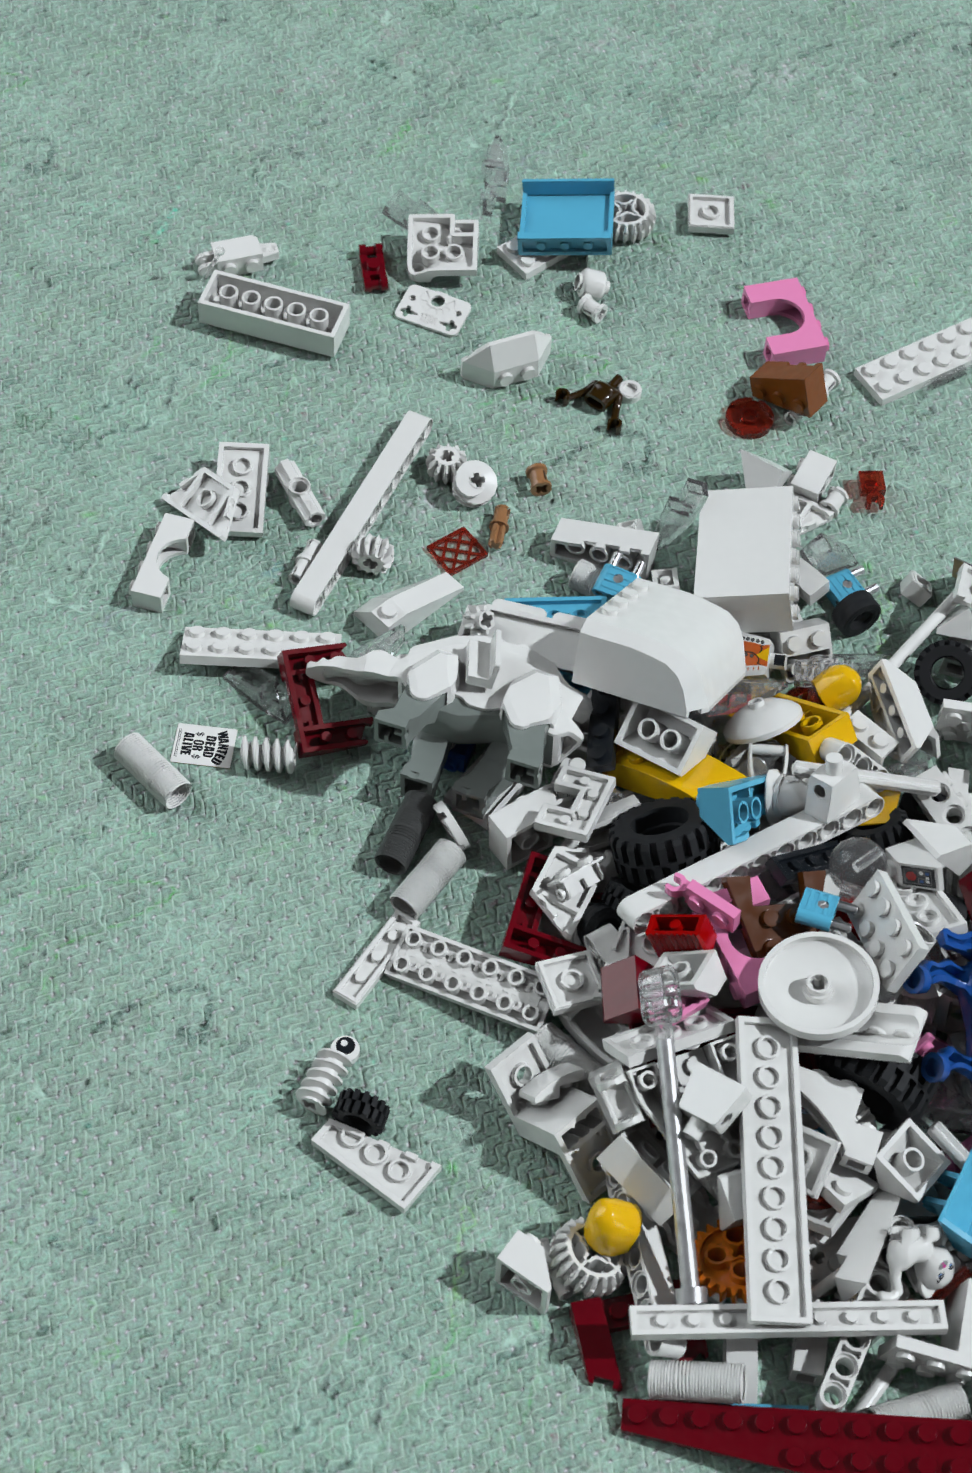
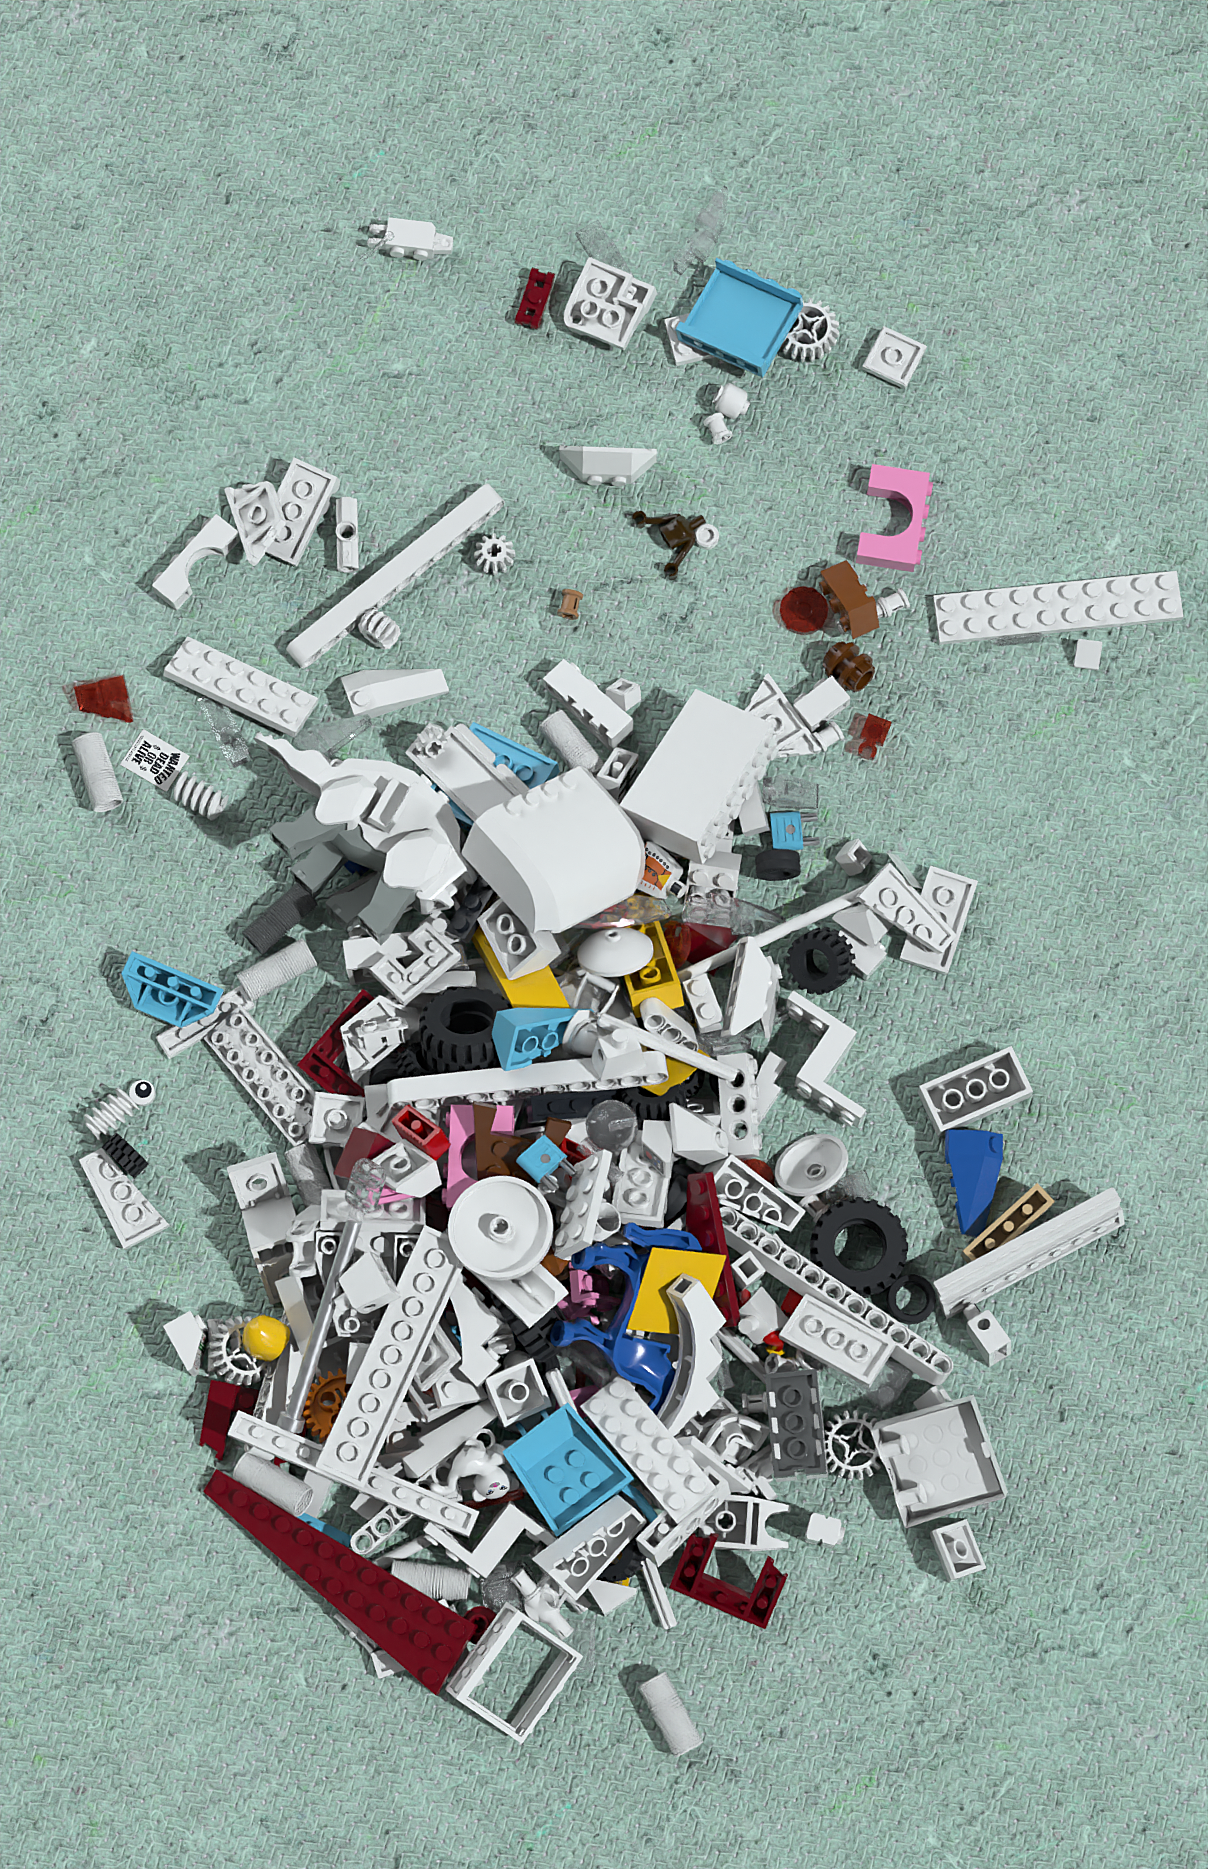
camera: 30 degrees right, 20 degrees up
(128, 707) = (105, 697): none -> clear red slope
(274, 313) = (412, 323): white brick -> none
(304, 560) = (320, 608): white pin -> none
(311, 732) = (244, 791): dark red wedge -> none
(329, 936) = (168, 992): none -> medium azure wedge
(431, 316) = (566, 376): white axle -> none
(449, 538) = (443, 636): clear red window -> none
(451, 825) = (318, 931): white tile -> none
(468, 493) = (496, 594): white piece -> none
(499, 526) = (509, 640): medium nougat axle -> none
(548, 1083) = (271, 1199): white slope -> none
(614, 579) = (571, 752): medium azure piece -> none
(681, 511) = (668, 701): clear slope -> none
(705, 901) = (450, 1112): bright pink plate -> none
(762, 472) = (772, 686): white slope -> none
(823, 440) = (852, 670): none -> reddish brown piece
(838, 686) = (704, 940): yellow piece -> none

